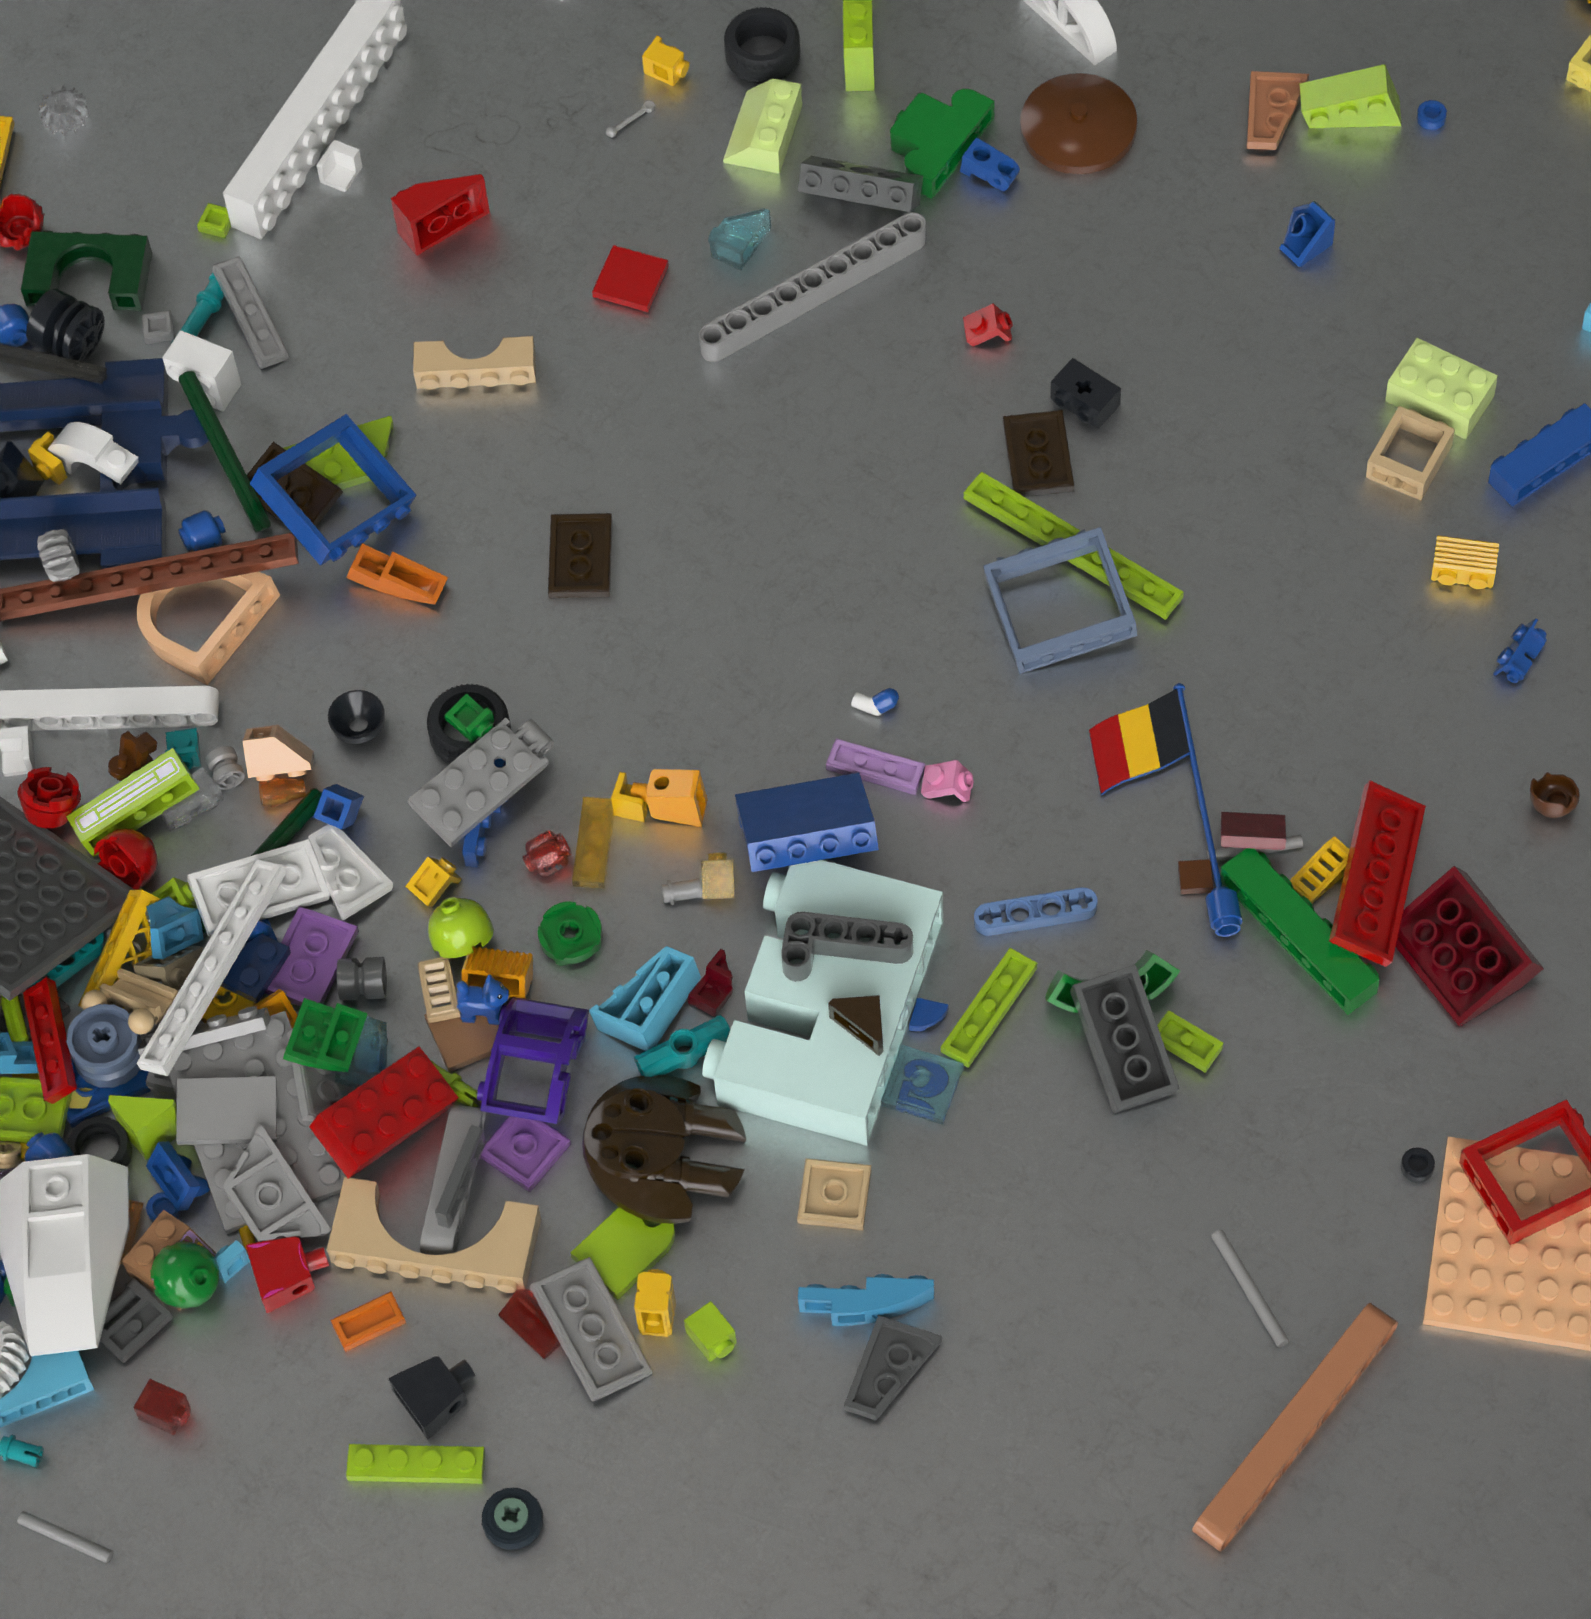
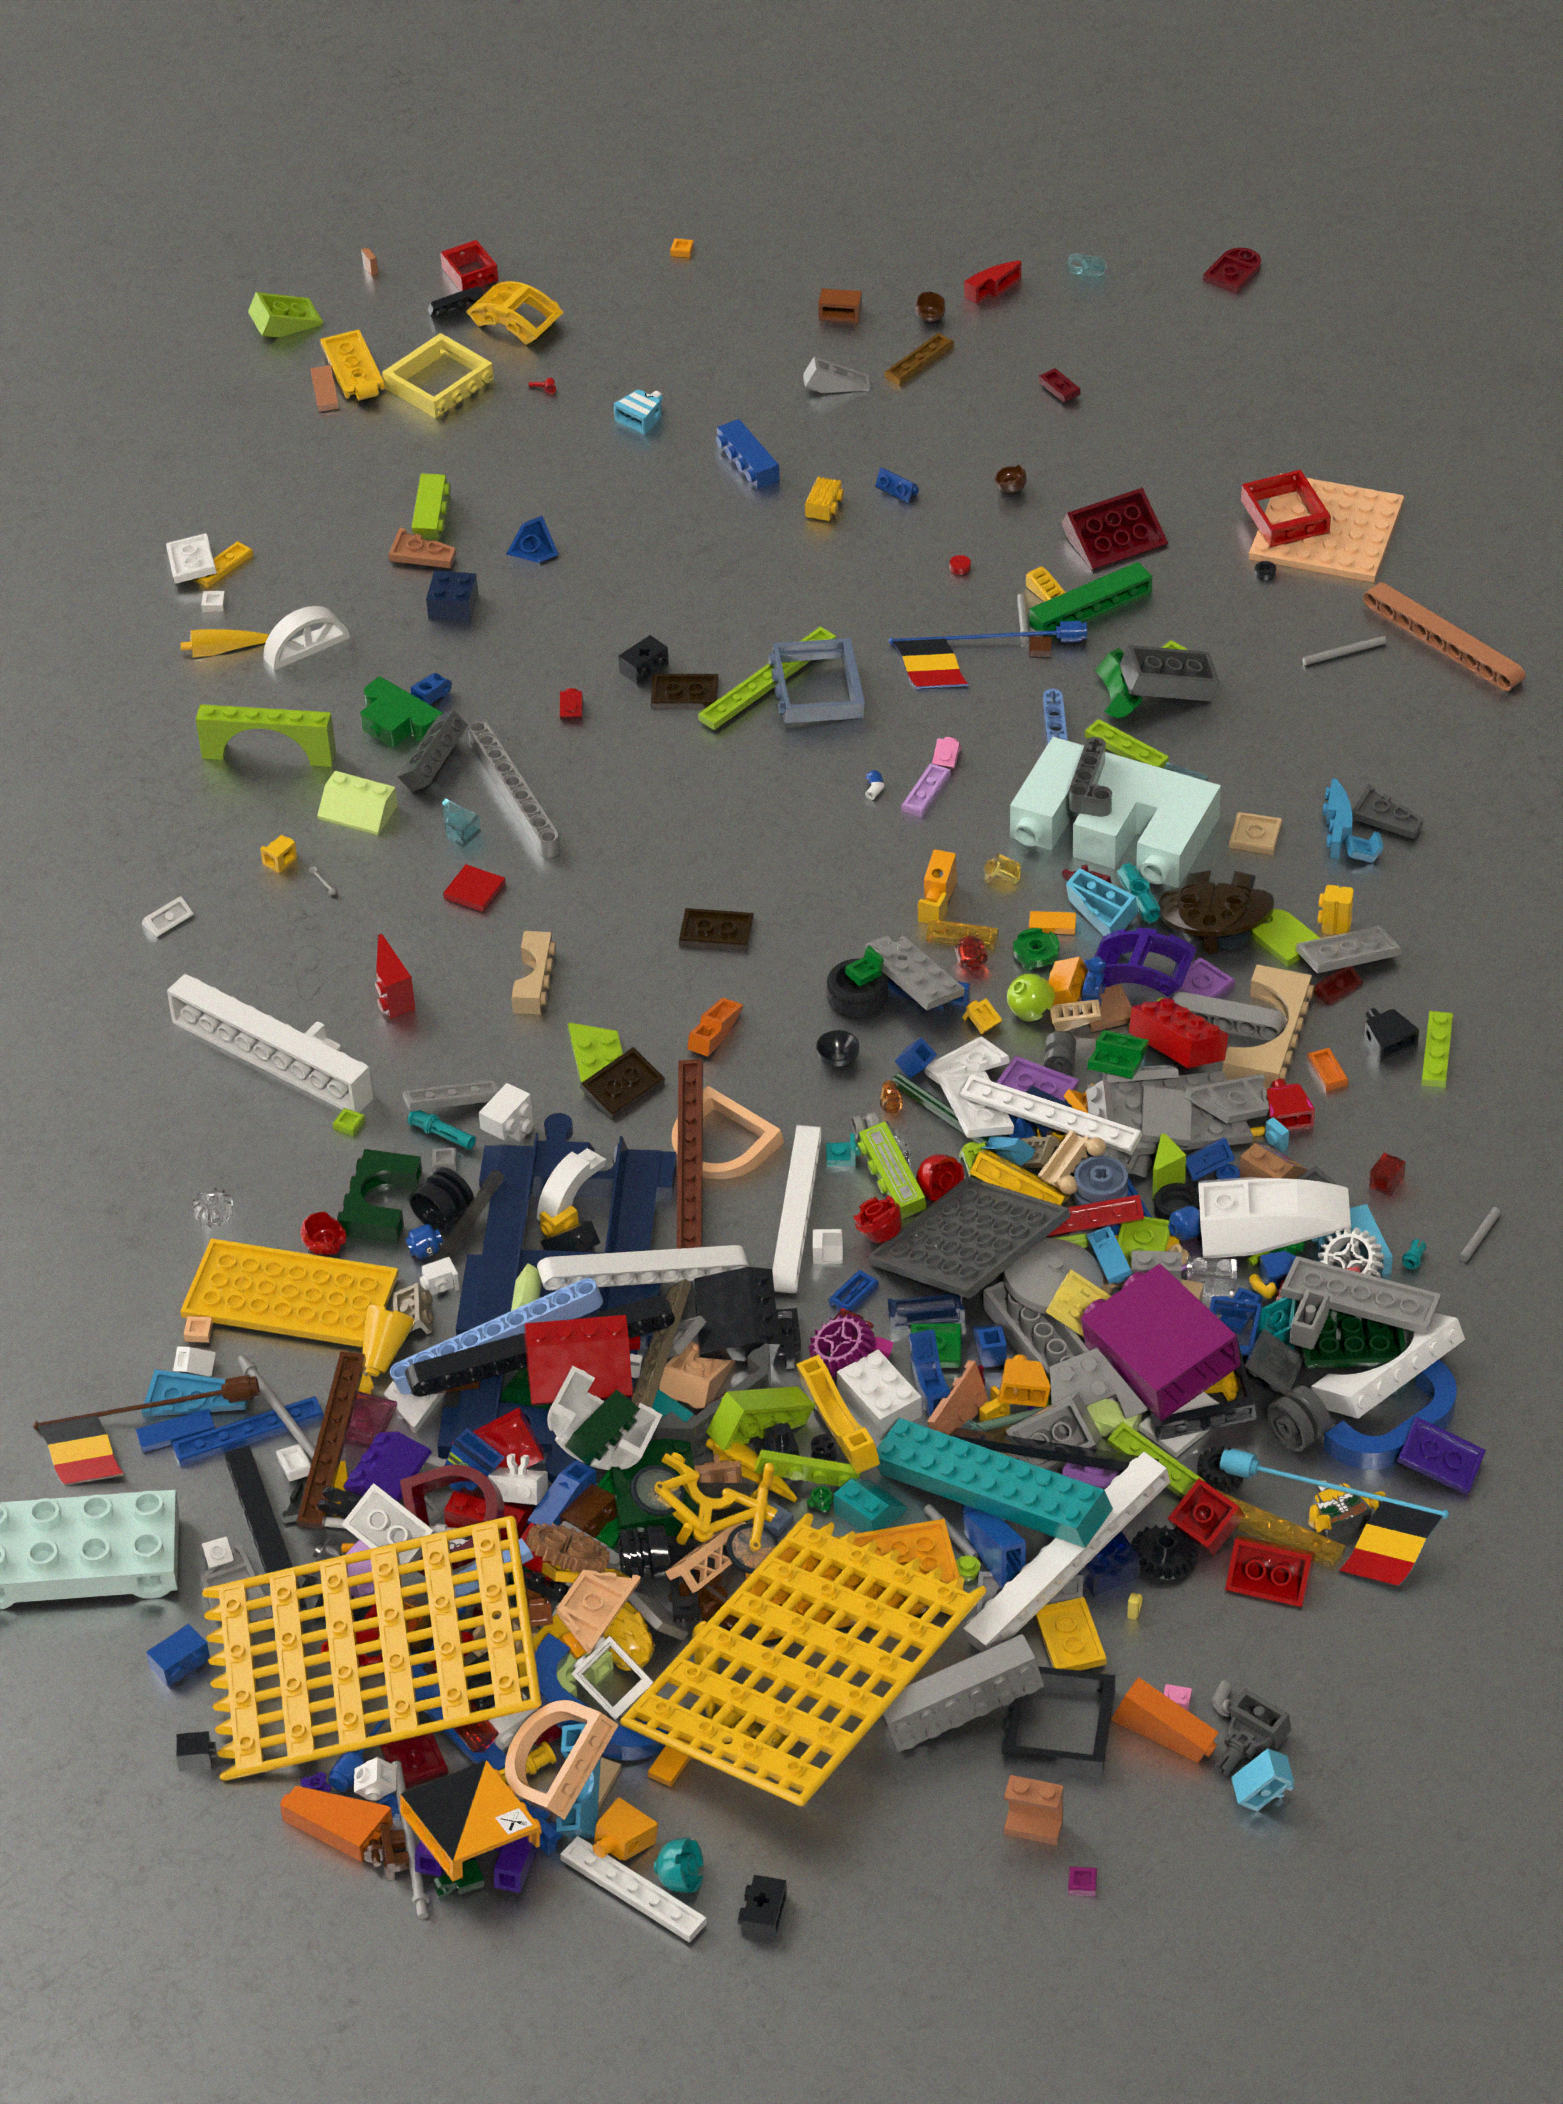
camera: 85 degrees left, 15 degrees down
(58, 555) = (667, 1199): light grey gear -> none
(132, 754) = (854, 1169): reddish brown hips -> none
(185, 1275) = (1292, 1146): green cylinder -> none
(201, 531) = (652, 1131): blue head -> none
(224, 451) = (587, 1105): dark green axle -> none
(275, 751) = (866, 1089): light nougat slope -> none
(369, 460) = (607, 1032): blue window -> none
(460, 1177) = (1234, 995): dark grey tile -> none
(516, 1530) = (1482, 999): black wheel -> none
(625, 948) = (1053, 921): none -> light orange tile
(681, 890) = (1011, 892): light grey pin -> none
(710, 1332) = (1362, 891): lime brick -> none
(762, 23) = (284, 812): black tyre -> none
(806, 822) = (979, 802): blue panel -> none
(807, 1337) = (1364, 849): none -> dark azure bracket
(860, 1018) = (1154, 772): dark brown slope -> none
(1078, 123) = (402, 647): reddish brown dish -> none
(1178, 156) = (452, 596): none -> dark blue brick
(1253, 830) = (1015, 609): dark red tile -> none
(1358, 754) = (960, 564): none -> red tile
(1377, 874) = (1060, 555): red plate -> none
(1399, 475) = (736, 530): tan window -> none
(1431, 115) = (452, 478): blue tile -> none
(1441, 387) = (684, 493): yellowish green brick -> none

